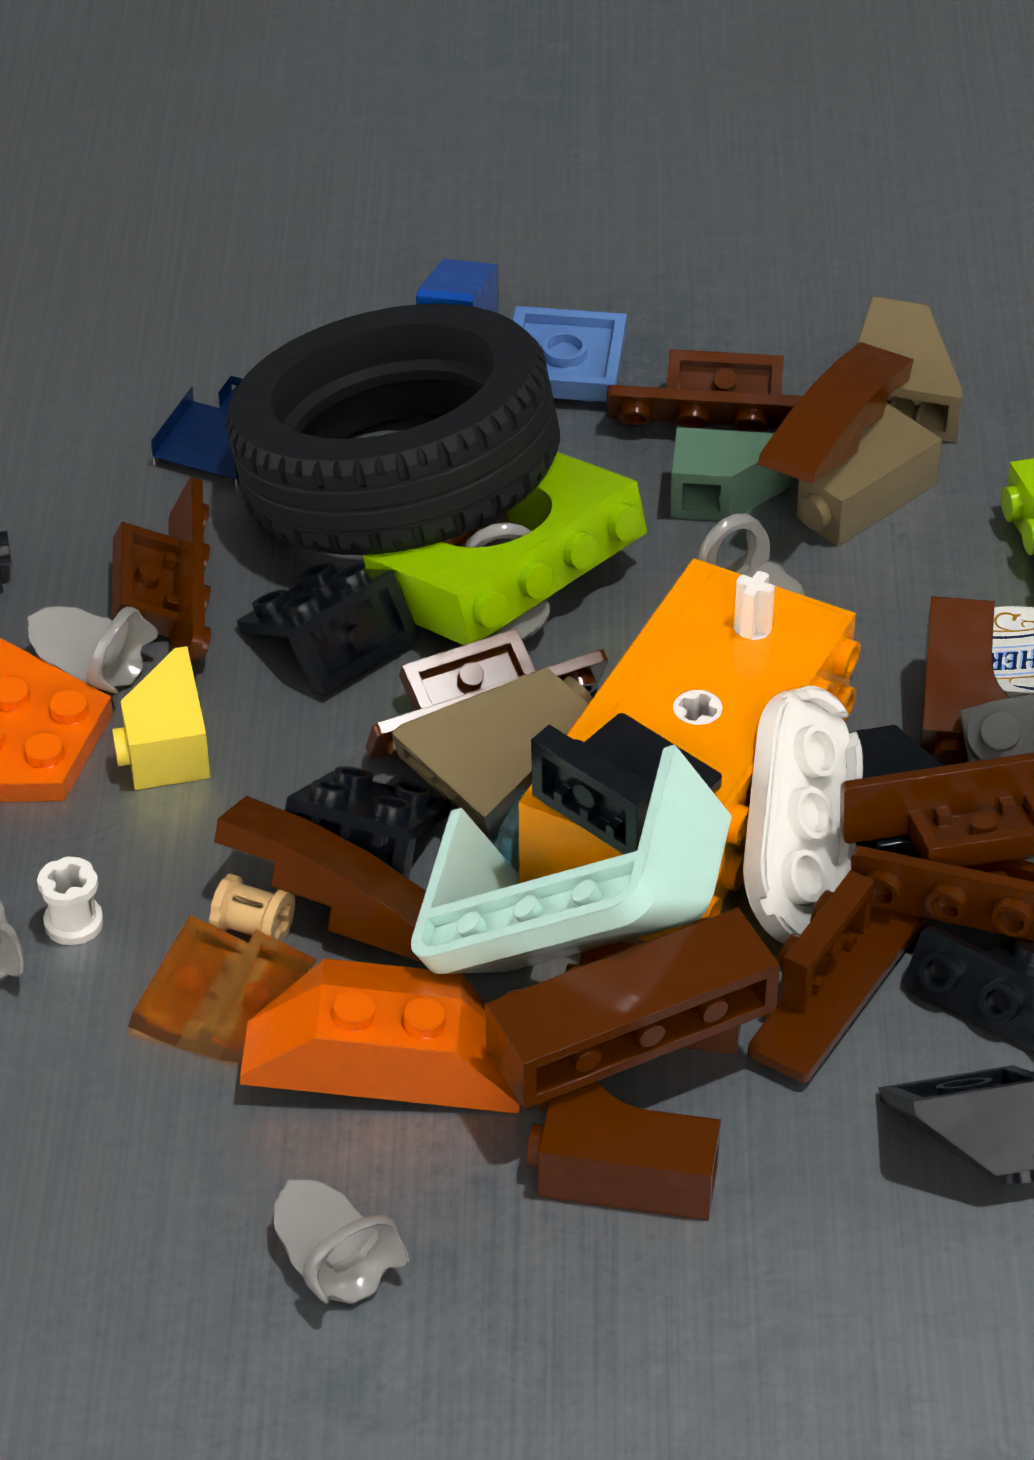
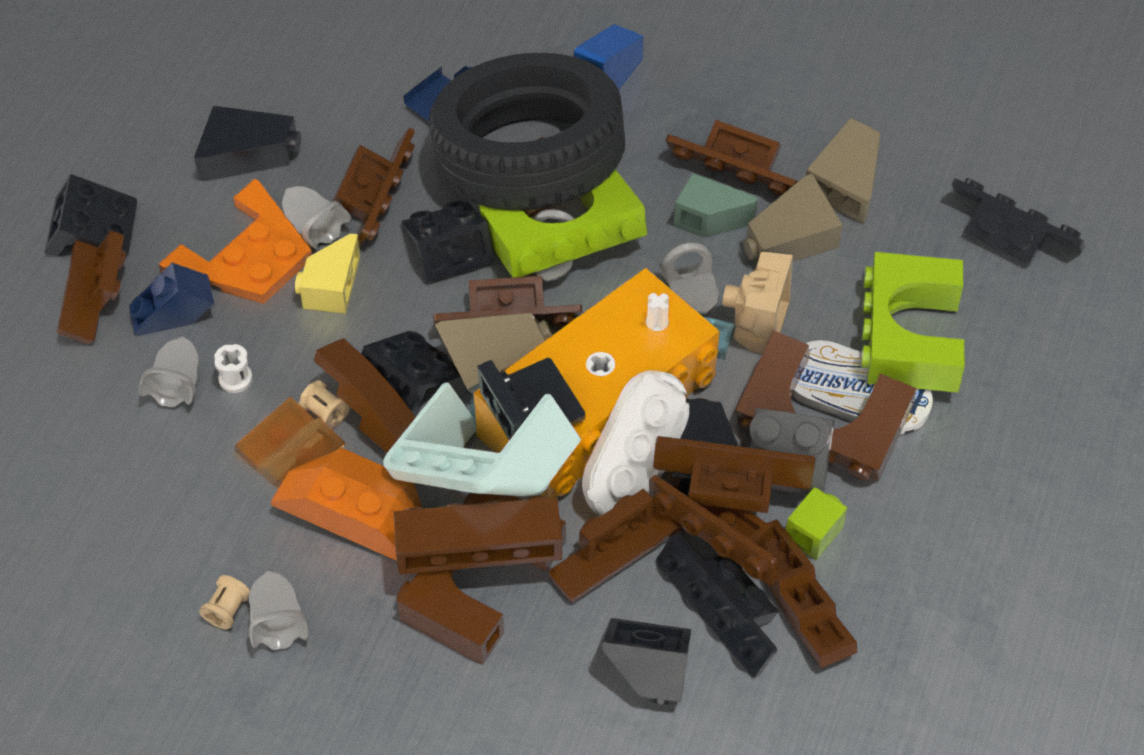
camera: 20 degrees right, 10 degrees up
(237, 1252) = (225, 602): none -> tan bush
(579, 349) = (661, 102): medium blue plate -> none
(834, 412) = (780, 192): reddish brown slope -> none
(881, 574) = (761, 301): none -> tan brick

